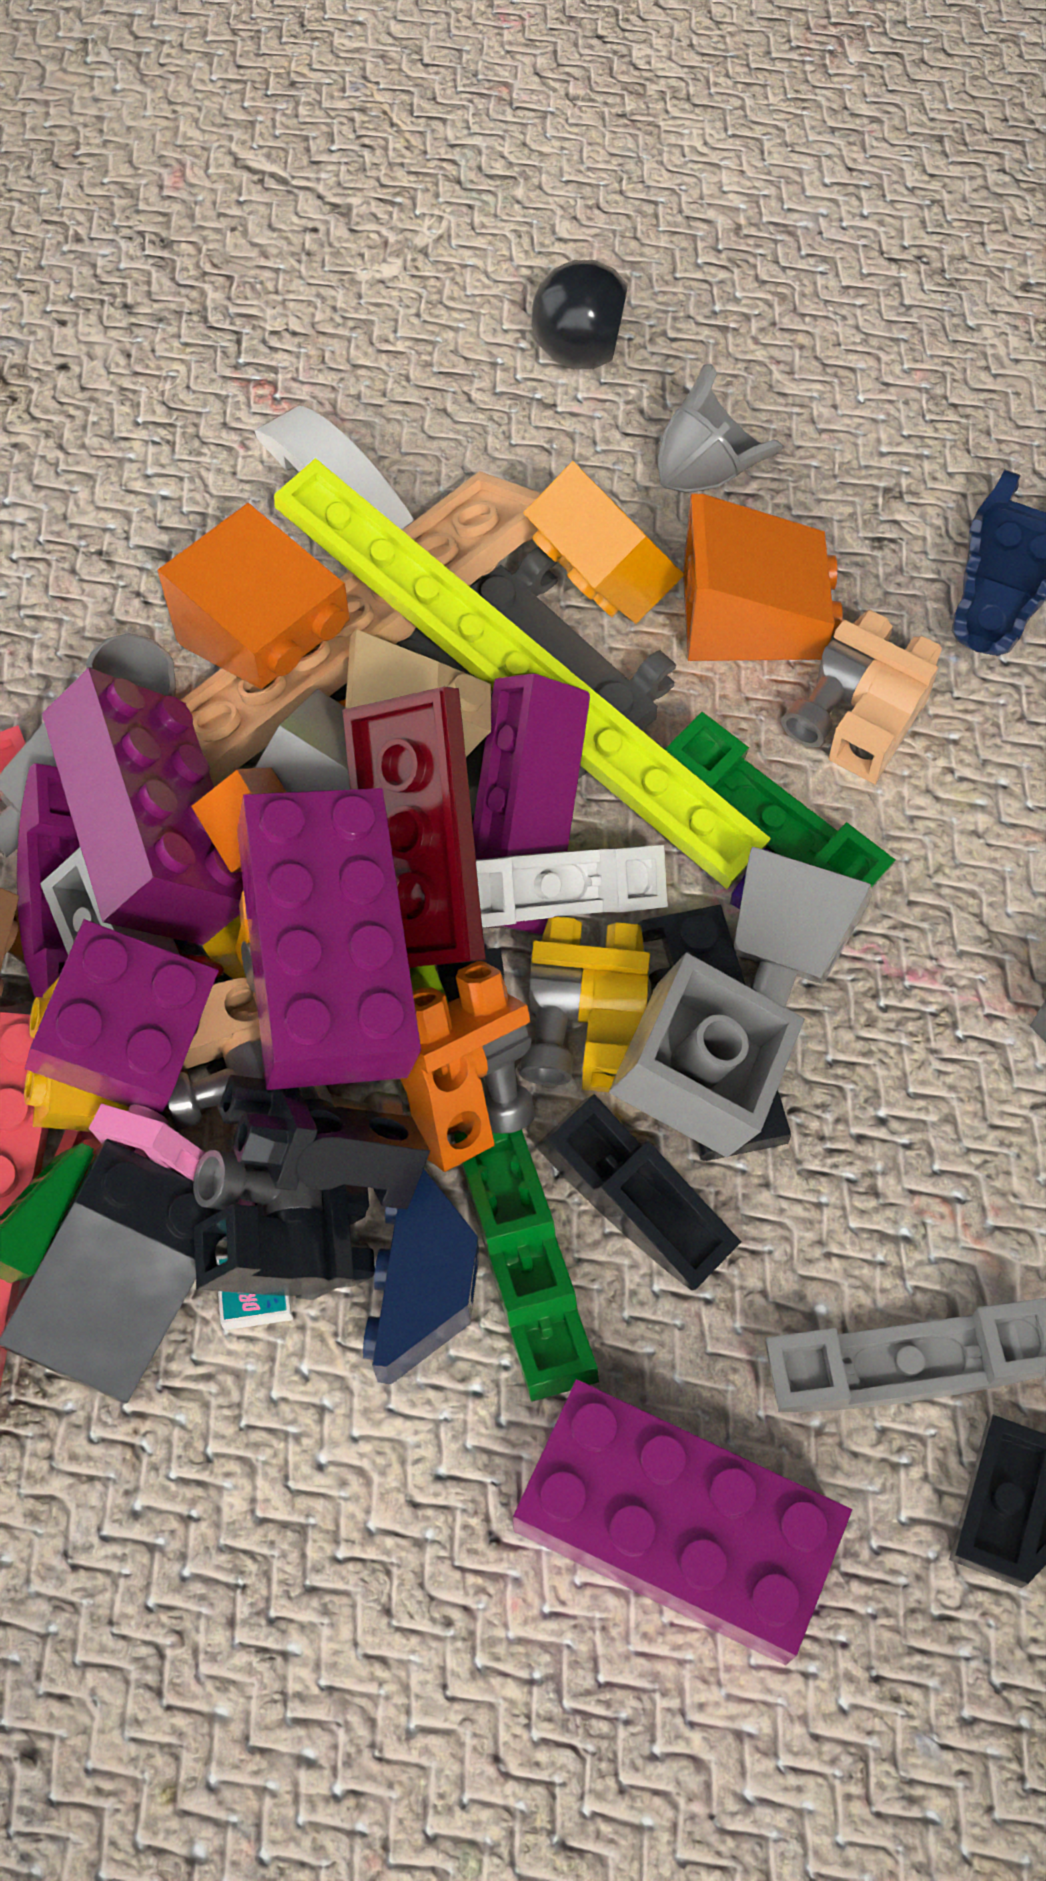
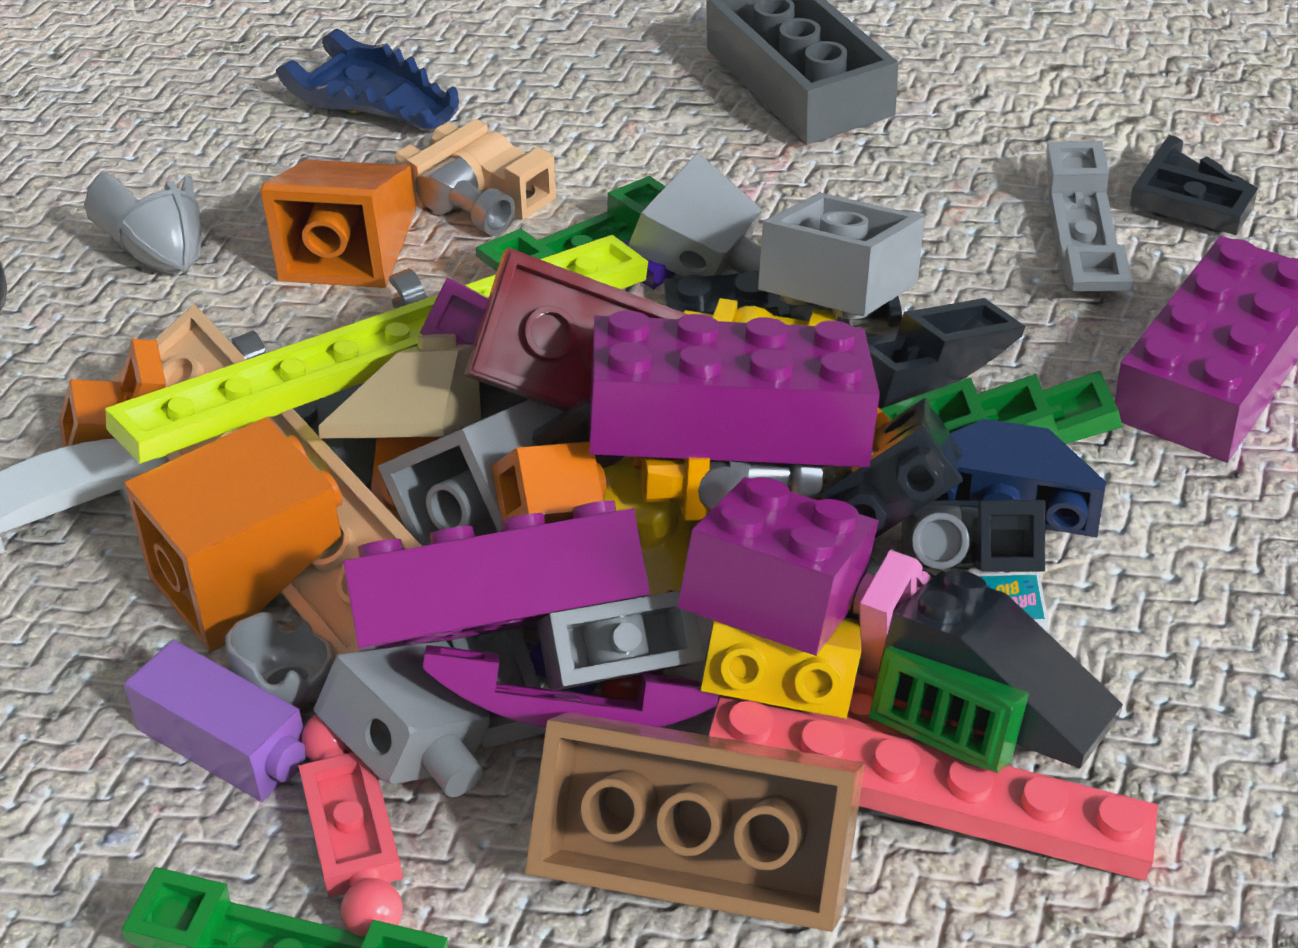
camera: 80 degrees left, 20 degrees down
(63, 648) = (217, 720): none -> medium lavender brick
(430, 479) = (85, 400): none -> orange slope
(600, 546) = (267, 276): light orange brick -> none

